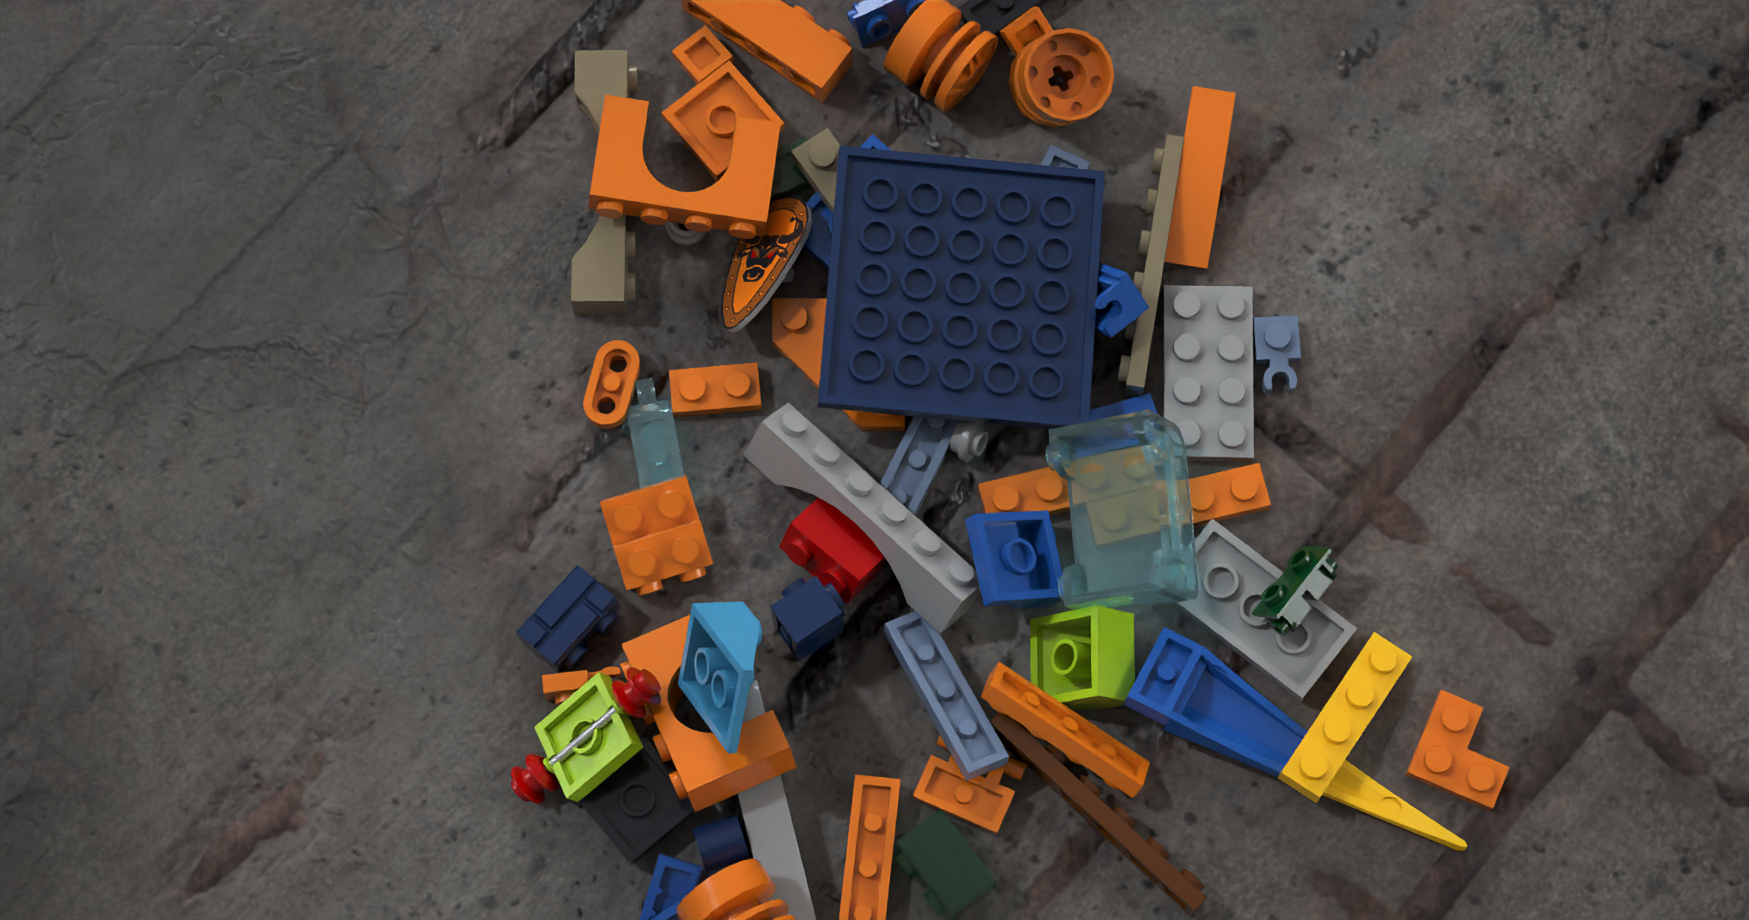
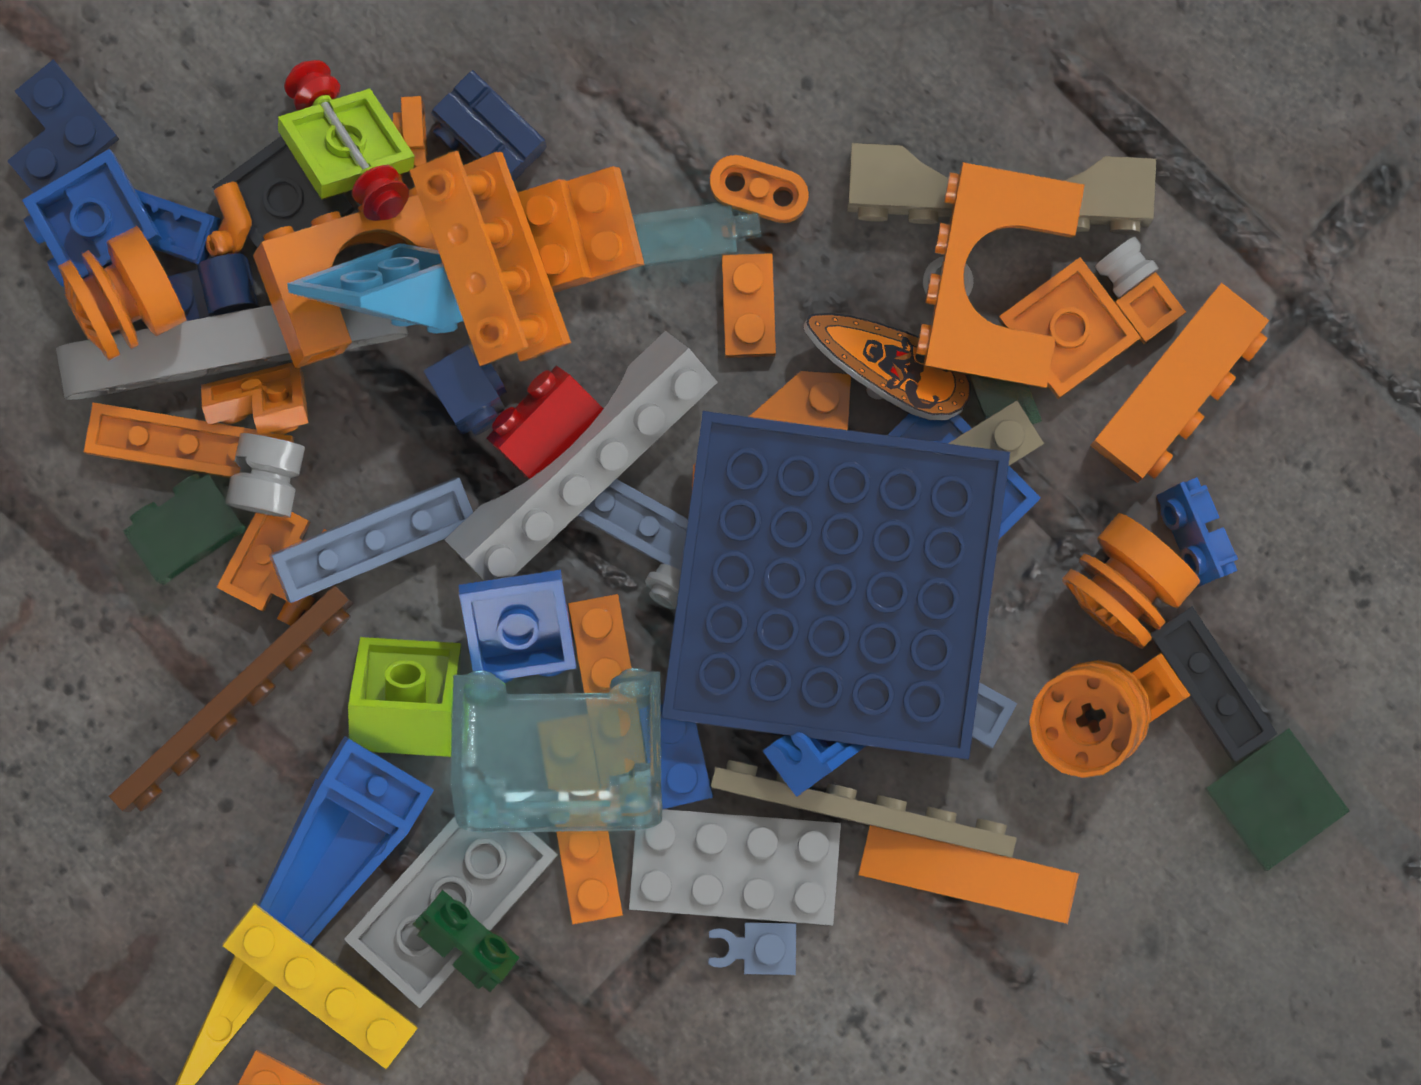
camera: 95 degrees right, 10 degrees up
(667, 836) = (235, 224): none -> orange arm
(668, 75) = (1126, 267): none -> light grey wheel
(691, 590) = (490, 257): none -> orange fence
(815, 797) = (272, 395): none -> orange plate
(895, 787) = (265, 475): none -> light grey wheel
(1065, 730) = (321, 669): orange plate -> none

